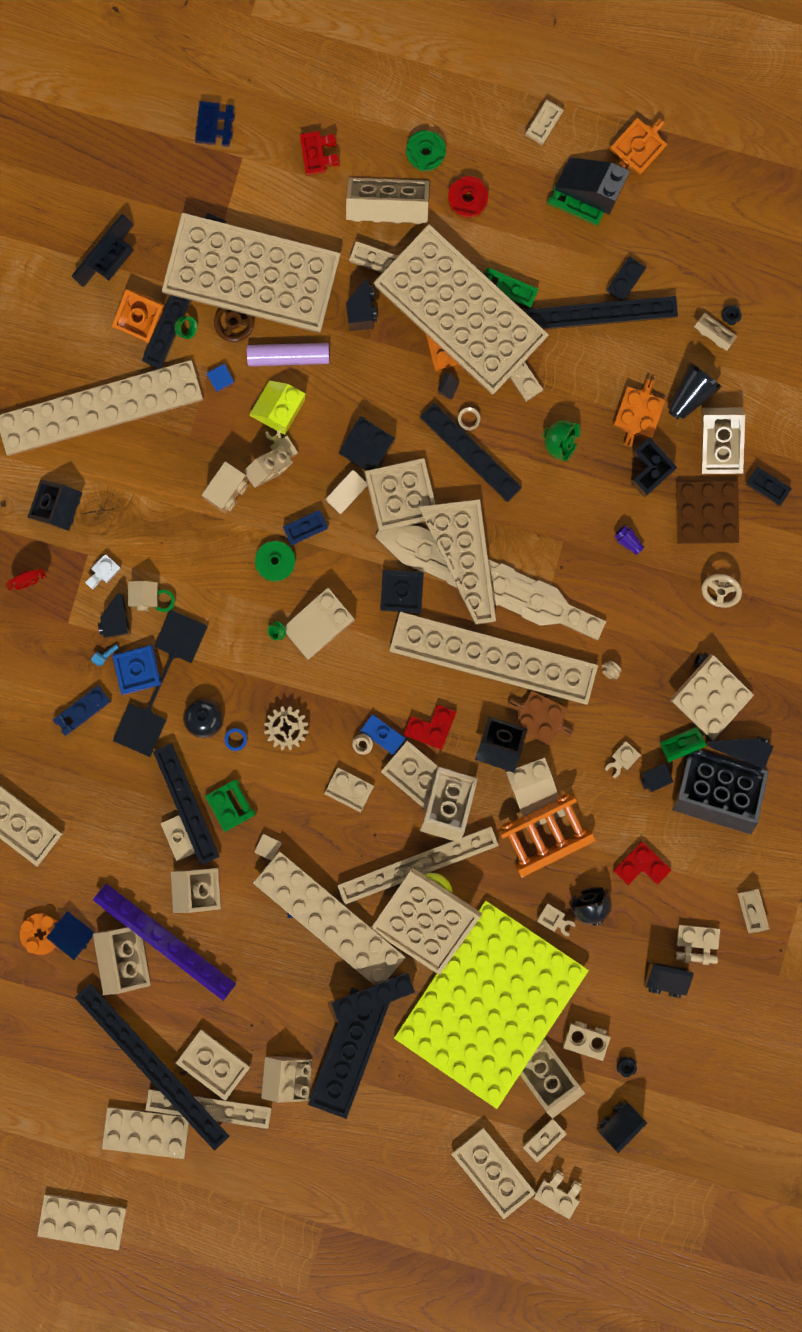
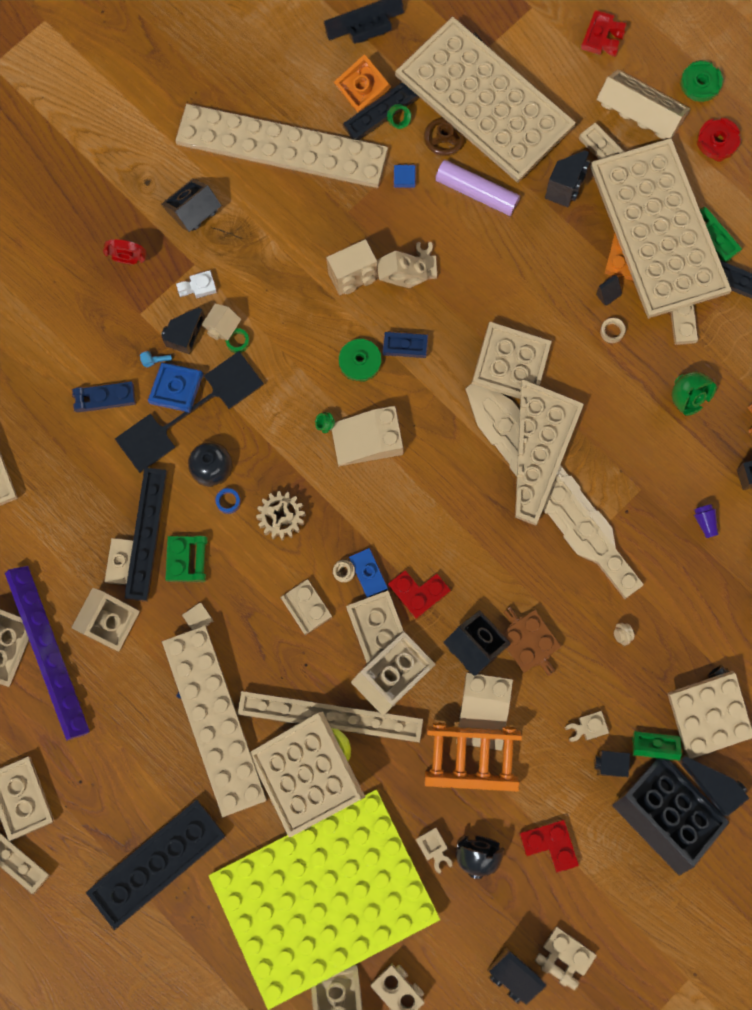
camera: 30 degrees right, 10 degrees down
(278, 405) = (443, 226): neon yellow slope -> none
(286, 1079) = (80, 855): tan slope -> none
(346, 492) = (461, 333): tan slope -> none
(366, 445) = (505, 300): black slope -> none
(371, 997) = (209, 820): black arch -> none
(401, 591) = (462, 450): black plate -> none
(470, 452) = (598, 361): black plate -> none
(493, 658) = (516, 560): tan plate -> none
(753, 911) = (641, 956): tan plate -> none

